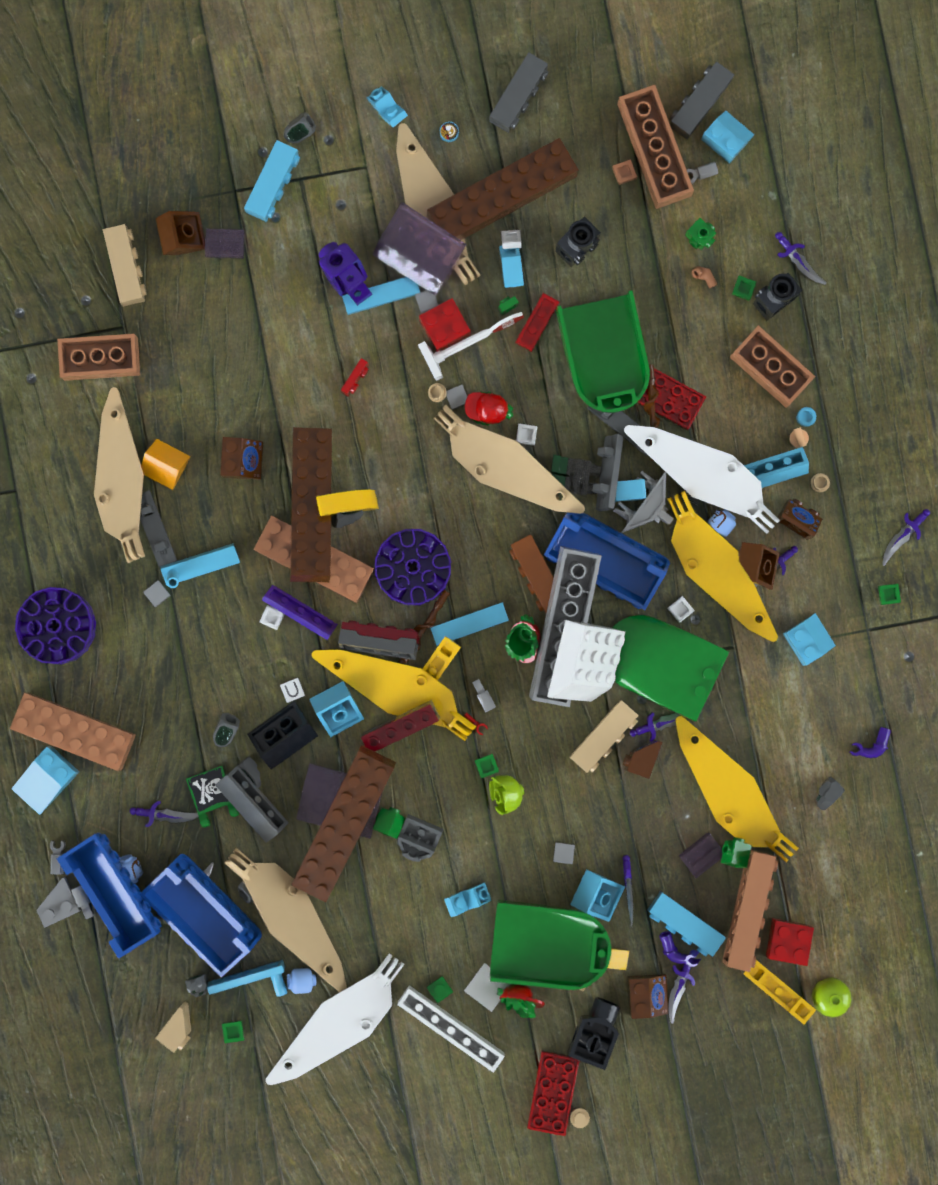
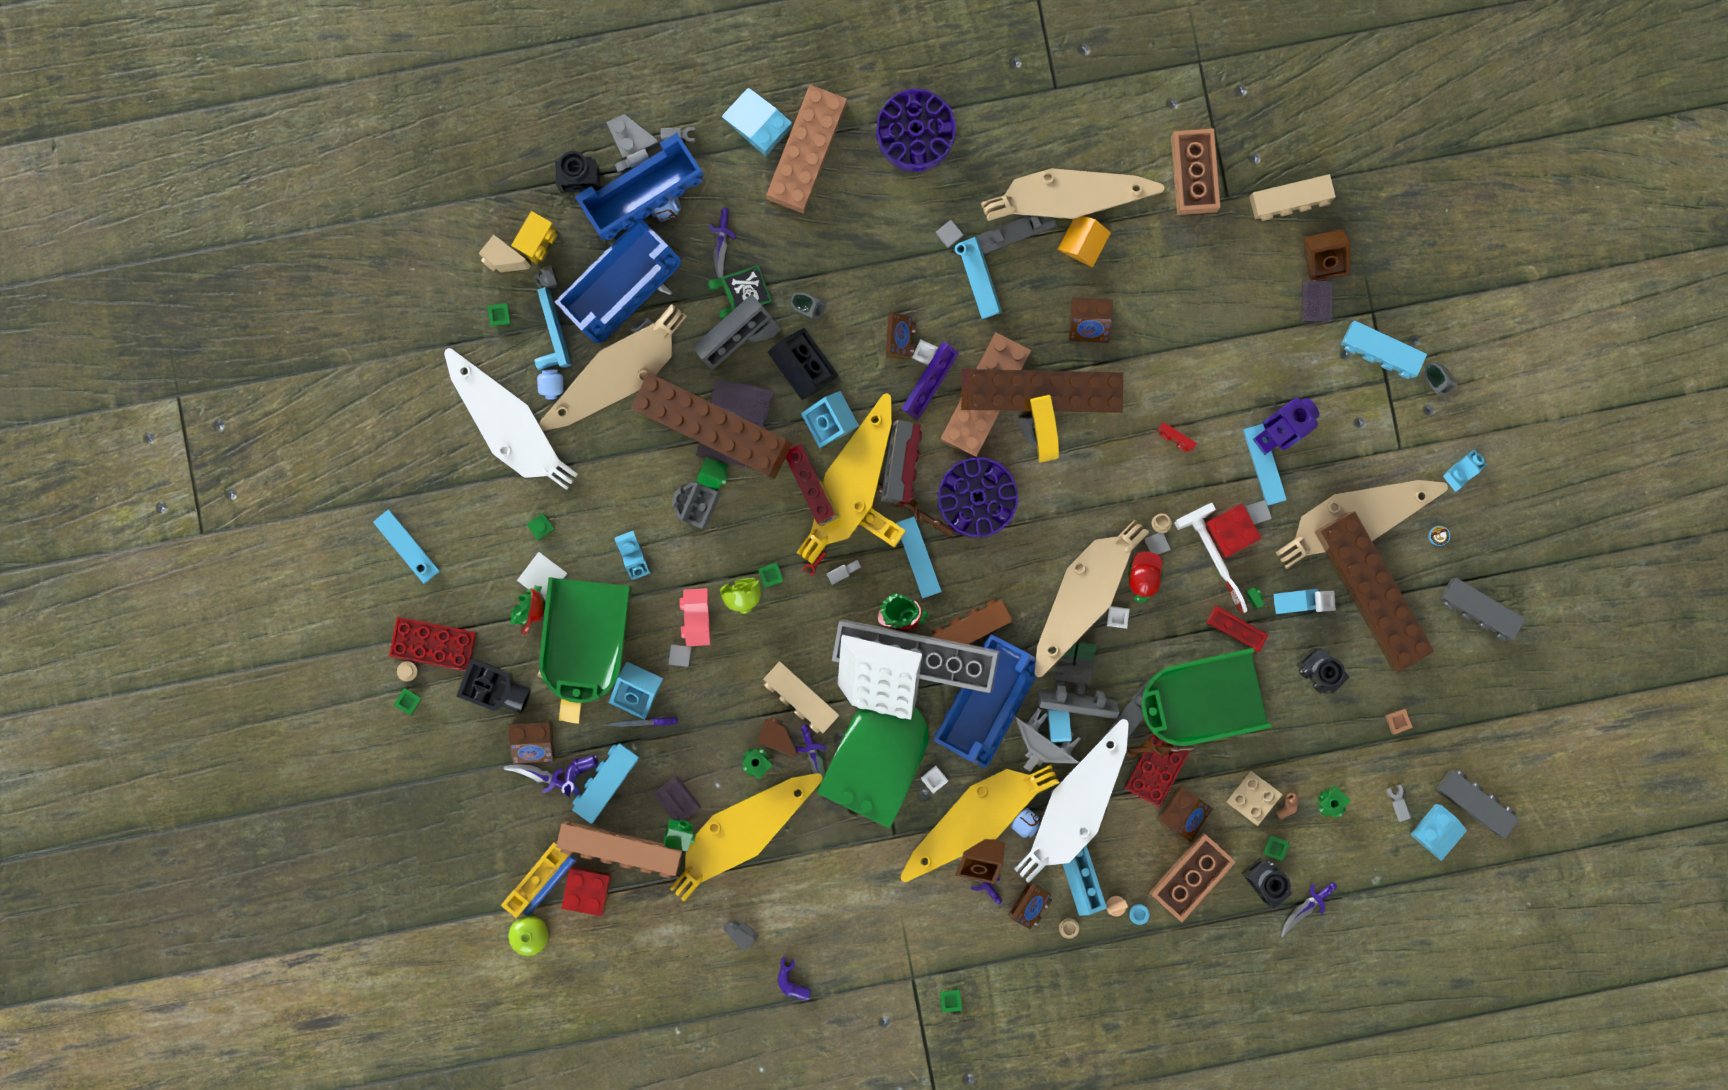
camera: 90 degrees right, 0 degrees up
(95, 956) = (577, 173): none -> black brick
(158, 997) = (535, 238): none -> yellow brick
(256, 642) = (899, 336): none -> reddish brown slope
(292, 690) = (849, 374): white tile -> none
(419, 249) = (1312, 503): clear purple slope -> none
(451, 1028) = (500, 538): white brick -> none
(458, 1120) = (406, 546): none -> medium azure piece
(527, 837) = (696, 617): none -> coral brick
(609, 1117) = (408, 701): none -> green plate
(655, 146) = (1426, 754): nougat brick -> none
(673, 779) = (764, 763): none -> green brick
(697, 307) = (1254, 798): none -> tan hinge
(712, 373) = (1184, 813): none -> reddish brown slope
(784, 977) = (549, 885): none -> blue bar
(809, 640) = (902, 915): medium azure slope -> none
(904, 535) = (1014, 1018): piece -> none

